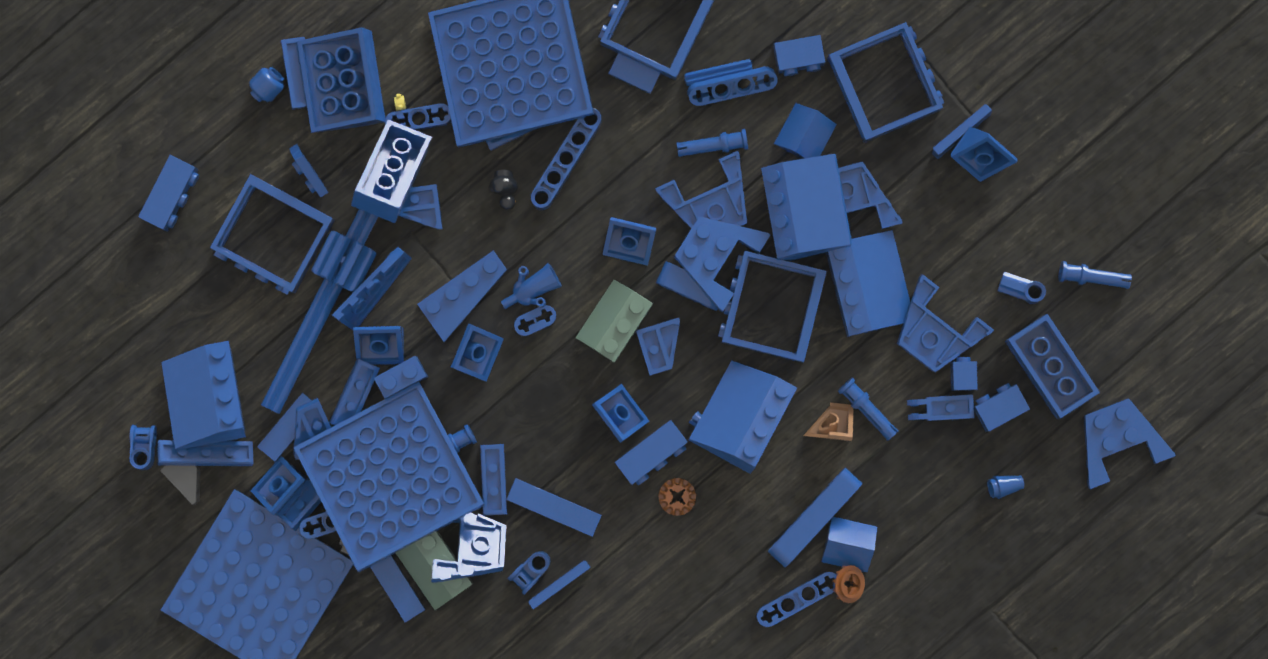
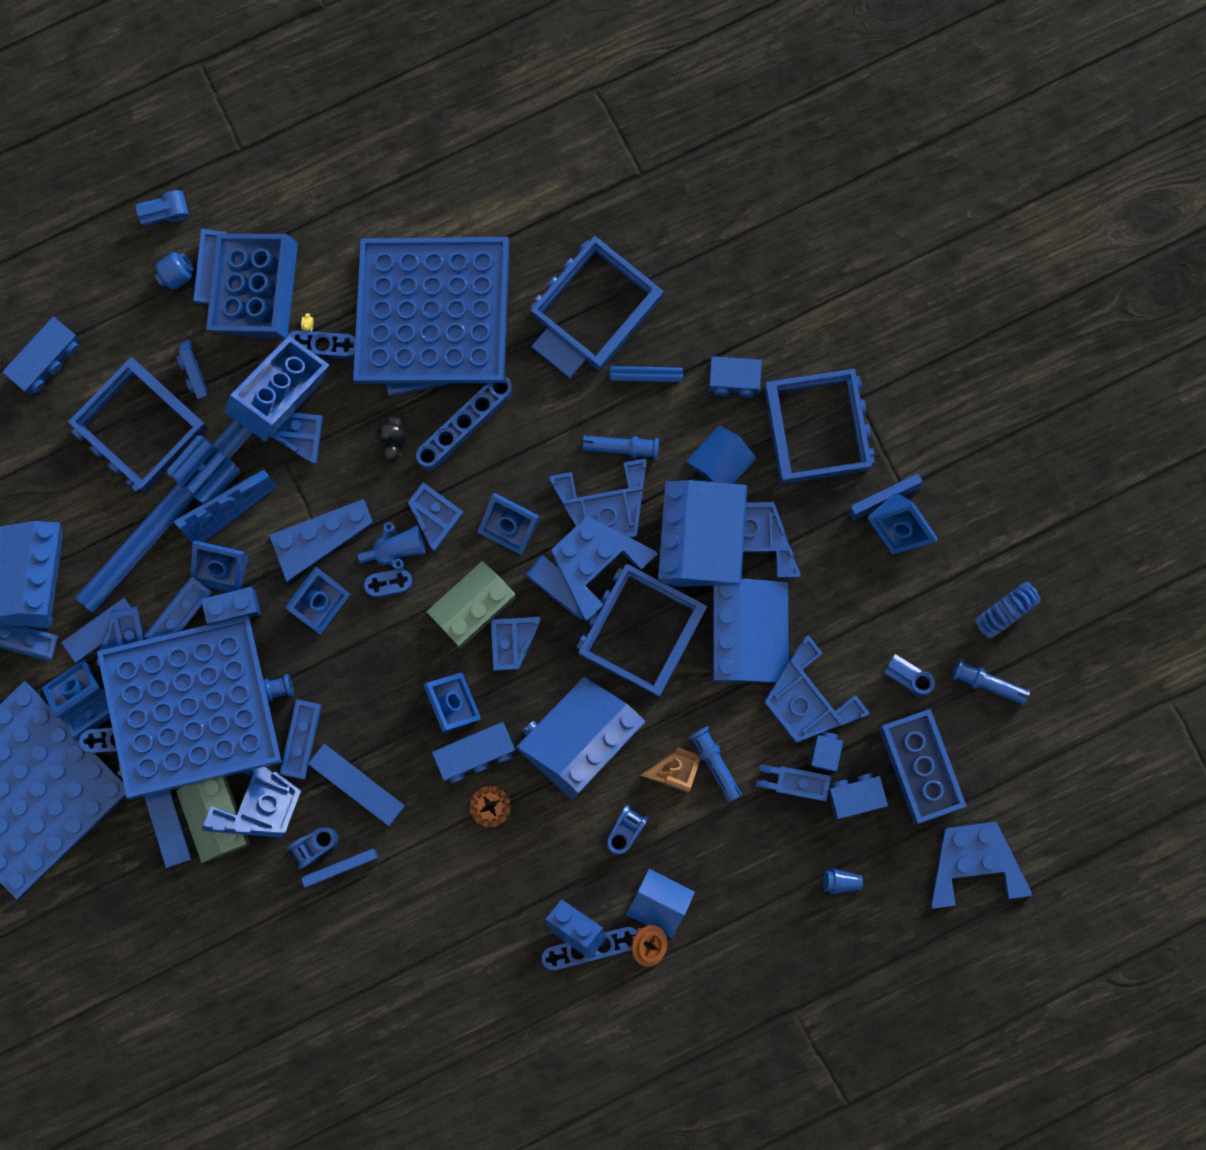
camera: 10 degrees right, 5 degrees down
(245, 27) = (169, 207): none -> blue piece
(560, 248) = (434, 514): none -> blue wing
(731, 82) = (657, 387): blue beam -> none
(781, 586) = (575, 929): none -> blue brick
(803, 486) = (626, 829): none -> blue piece
(815, 517) = (630, 865): blue beam -> none
(1095, 207) = (1008, 610): none -> blue gear

